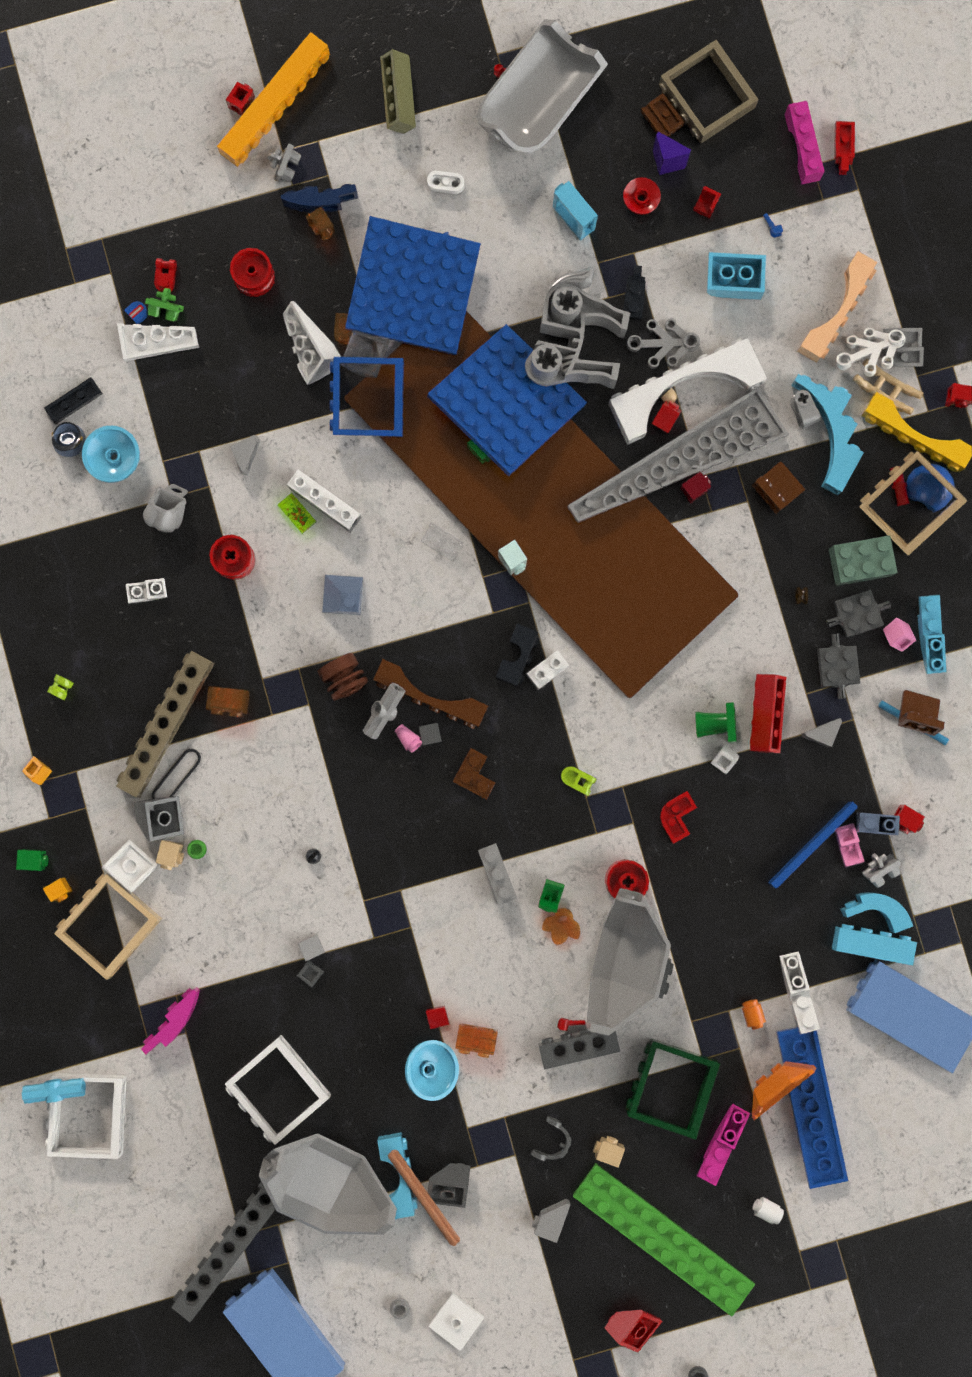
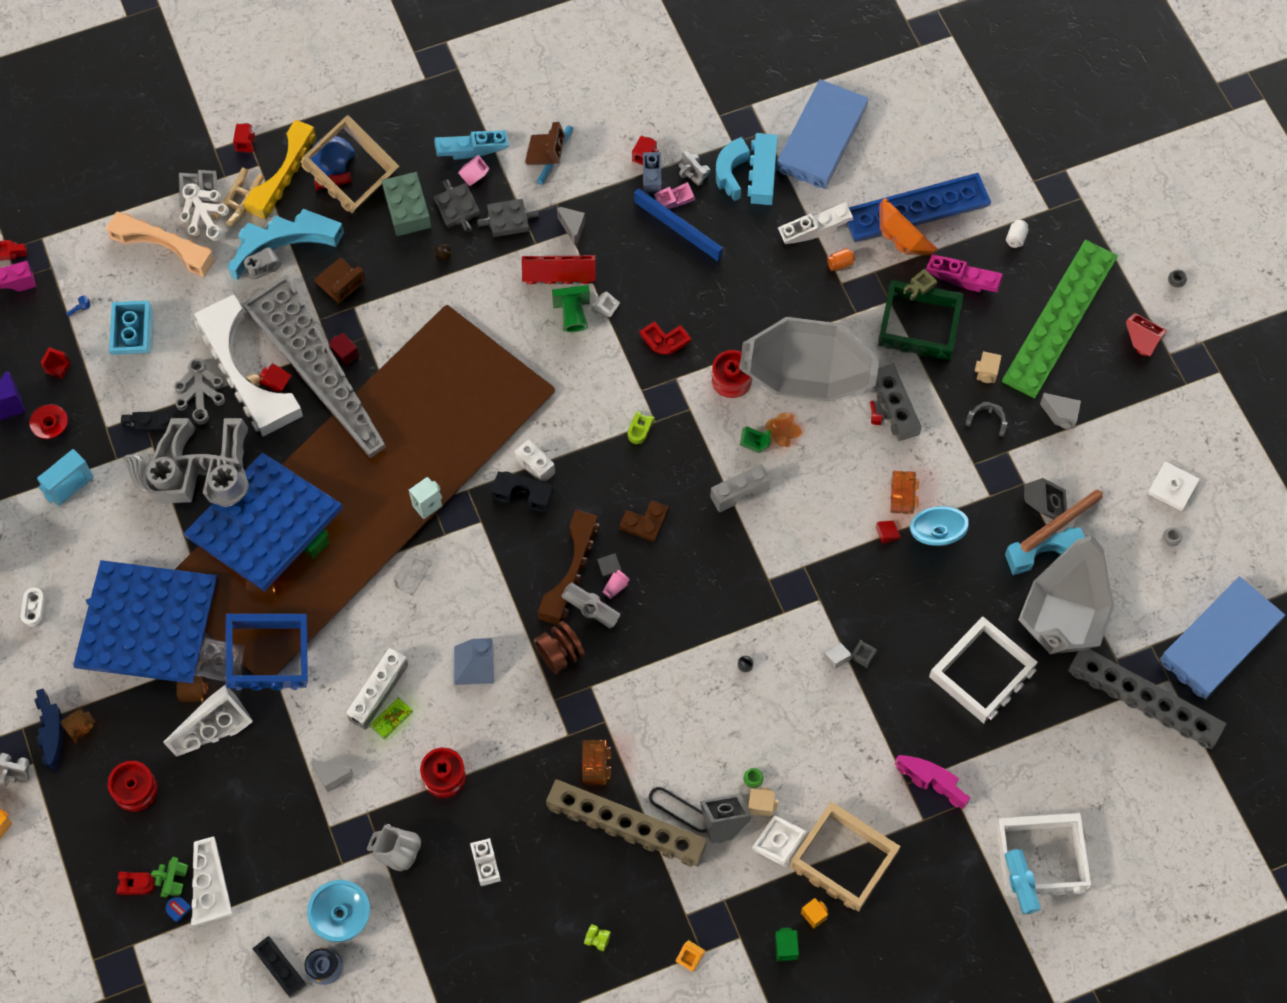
camera: 95 degrees left, 20 degrees down
(709, 1095) = (920, 283): none -> olive plate

